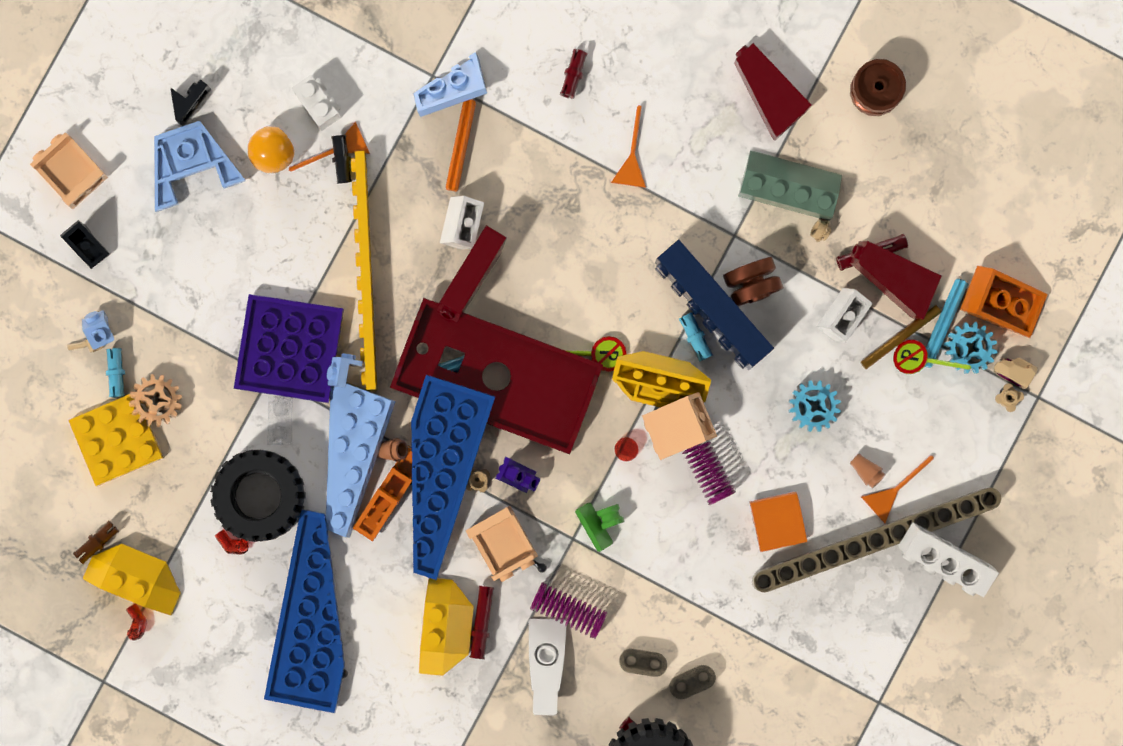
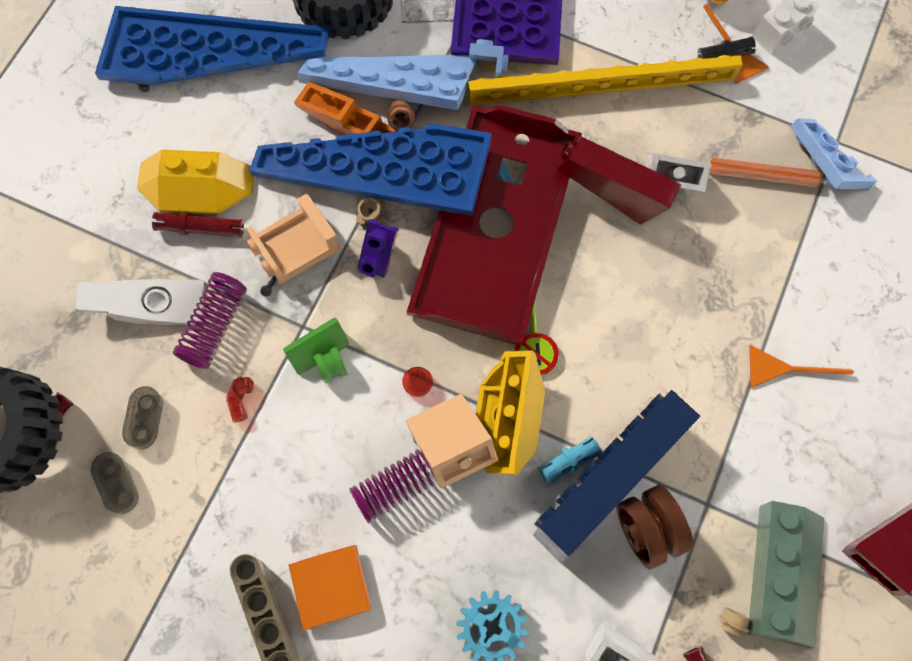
camera: 85 degrees right, 15 degrees down
(573, 73) = (876, 290): dark red pin -> none
(630, 591) = (235, 396): none -> clear red arm

